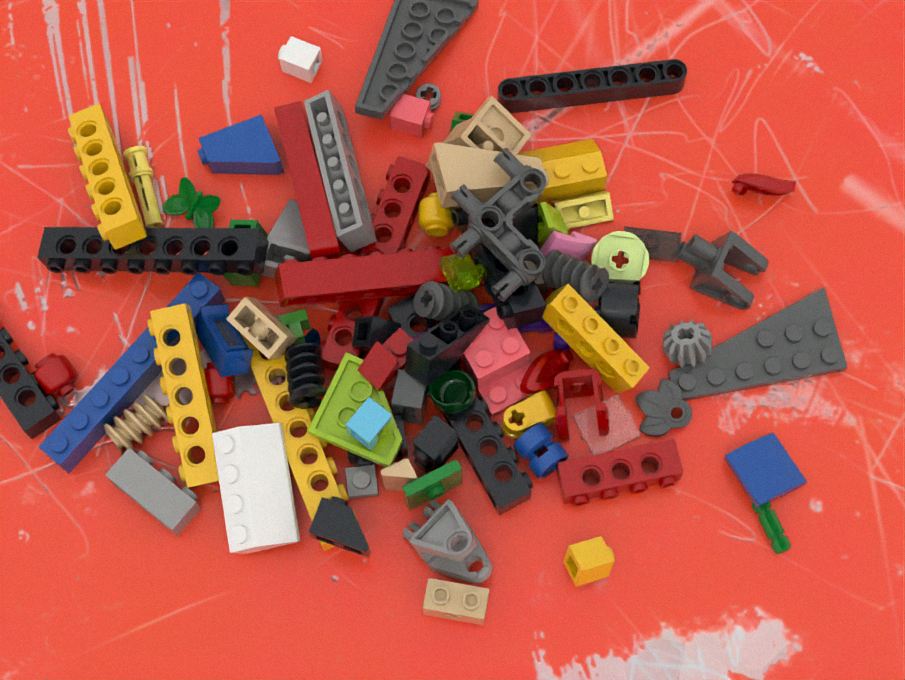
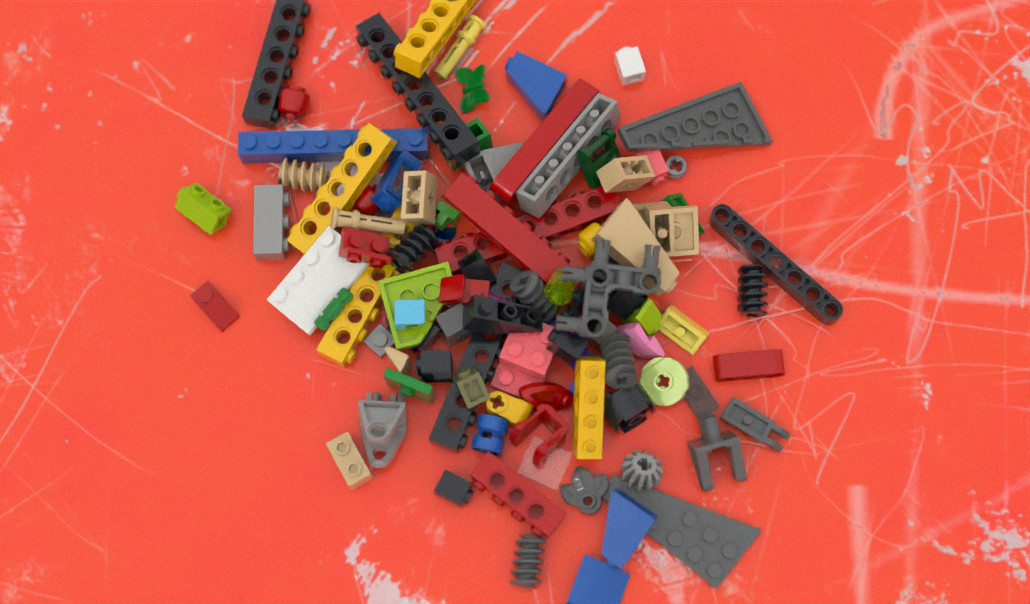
camera: 50 degrees right, 5 degrees up
(79, 544) = (202, 208): none -> lime brick
(187, 612) = (214, 306): none -> red slope
(231, 403) = (359, 221): none -> tan pin
(264, 416) = (364, 247): none -> red bracket
(296, 495) = (333, 309): none -> green axle
(338, 526) = (333, 351): black slope -> none
(367, 147) = (591, 165): none -> dark green plate
(402, 135) = (625, 174): none -> tan brick
(453, 392) = (477, 348): dark green hair -> none
(484, 426) = (471, 387): none -> olive bracket
(565, 525) = (454, 489): none -> black brick
(572, 169) = (699, 294): yellow slope -> none
(589, 561) = (442, 522): yellow brick -> none
(599, 123) = (750, 290): none -> black piece
(664, 179) = (748, 365): none -> red beam
(690, 512) = (527, 563): none -> dark grey piece
(721, 217) = (753, 423): none -> dark grey hinge
(731, 399) = (625, 528): none -> blue slope
(761, 185) = (801, 432): red arm -> none

